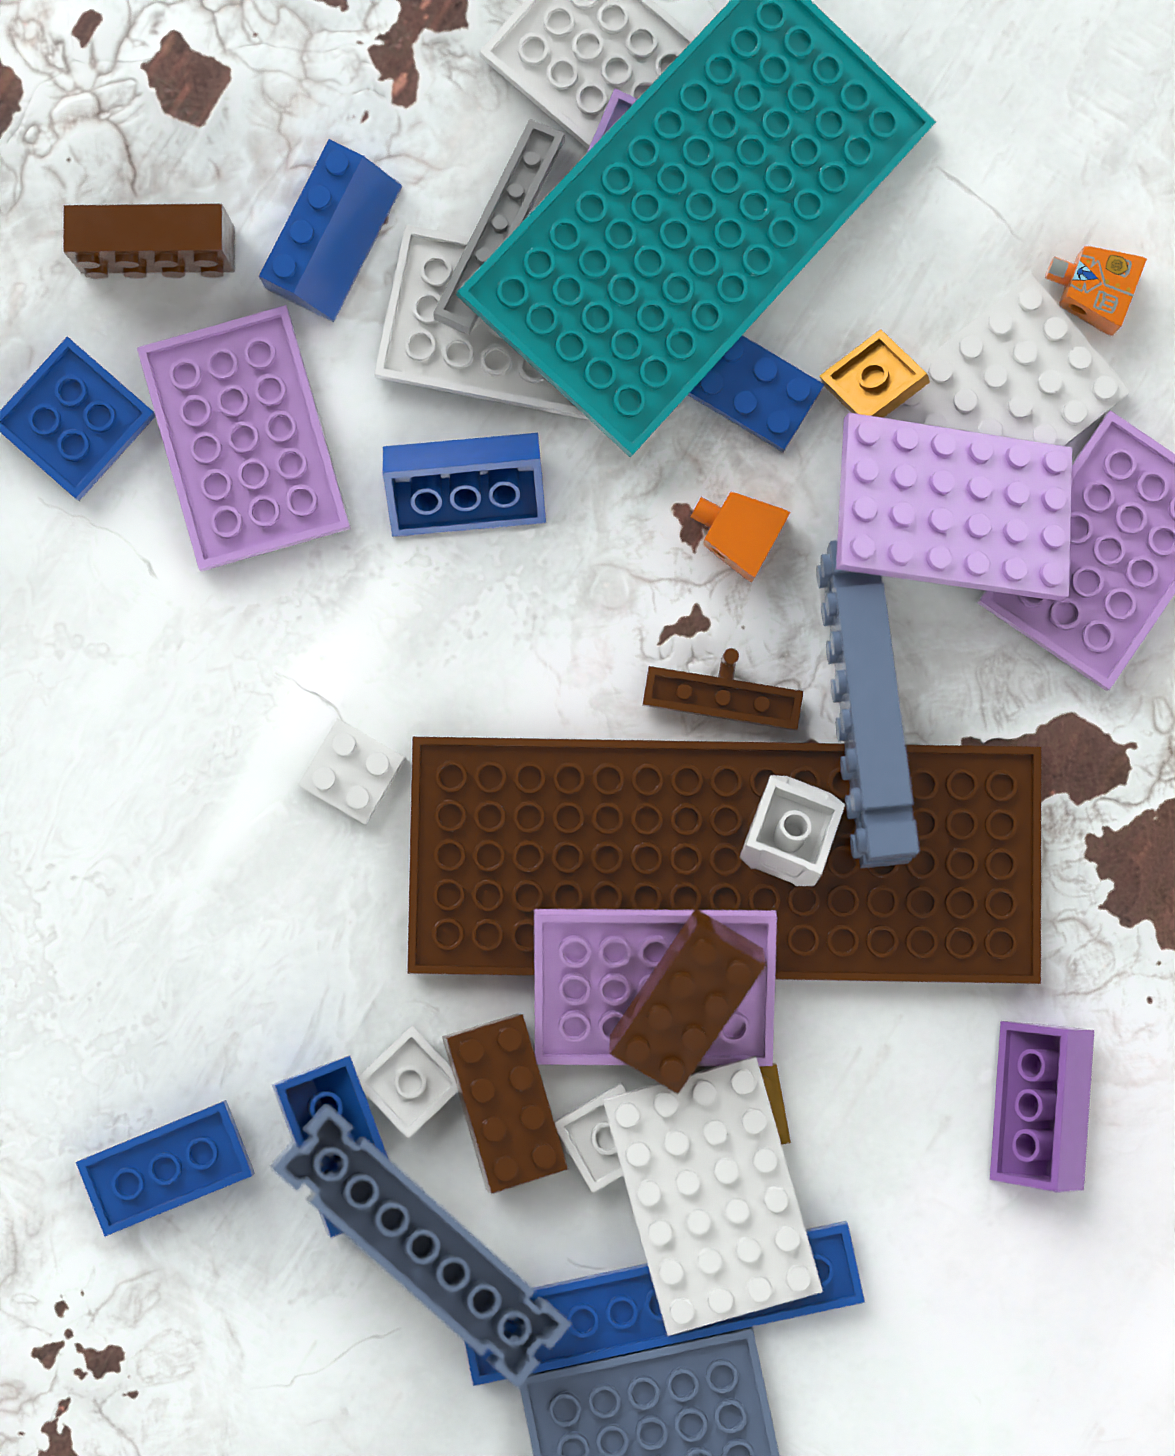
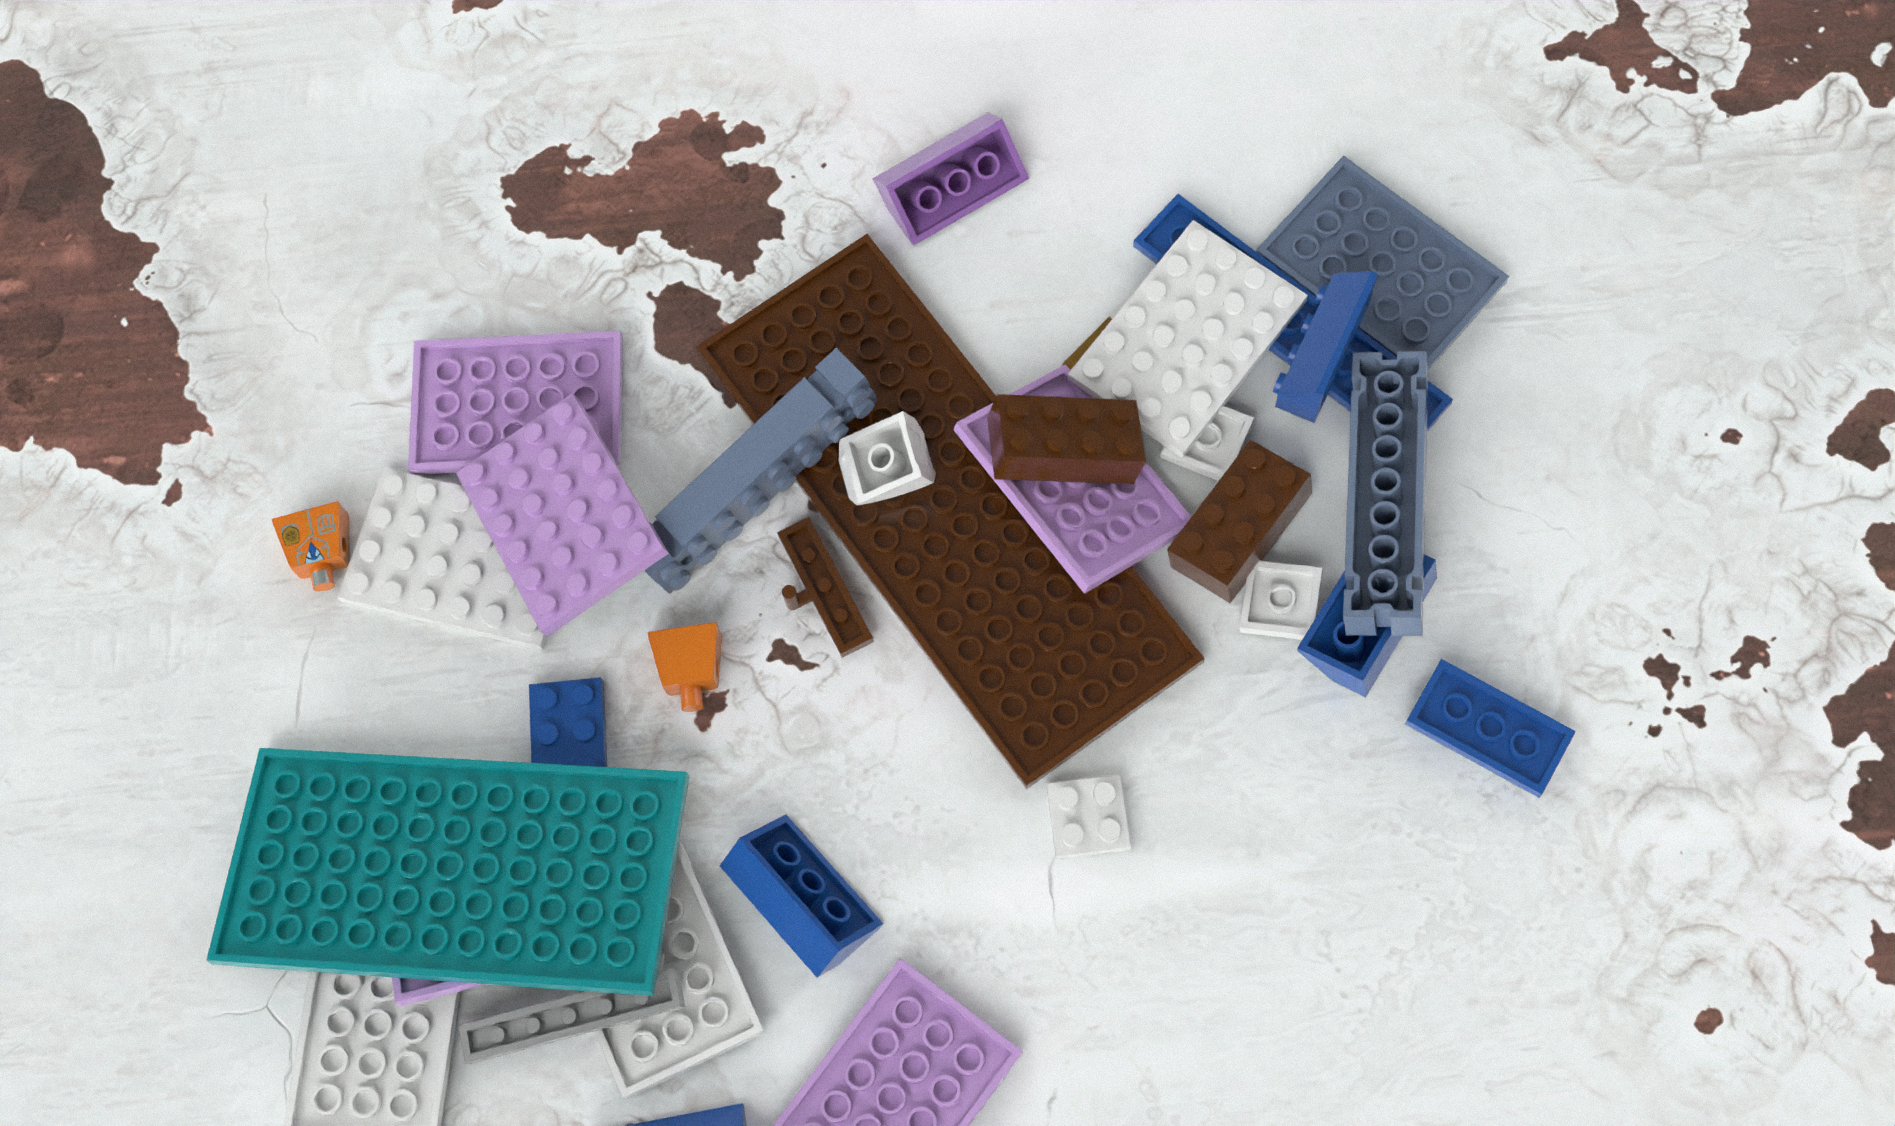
camera: 120 degrees left, 15 degrees down
(605, 1311) = (1325, 343): none -> blue slope
(875, 377) = (499, 647): plate -> none

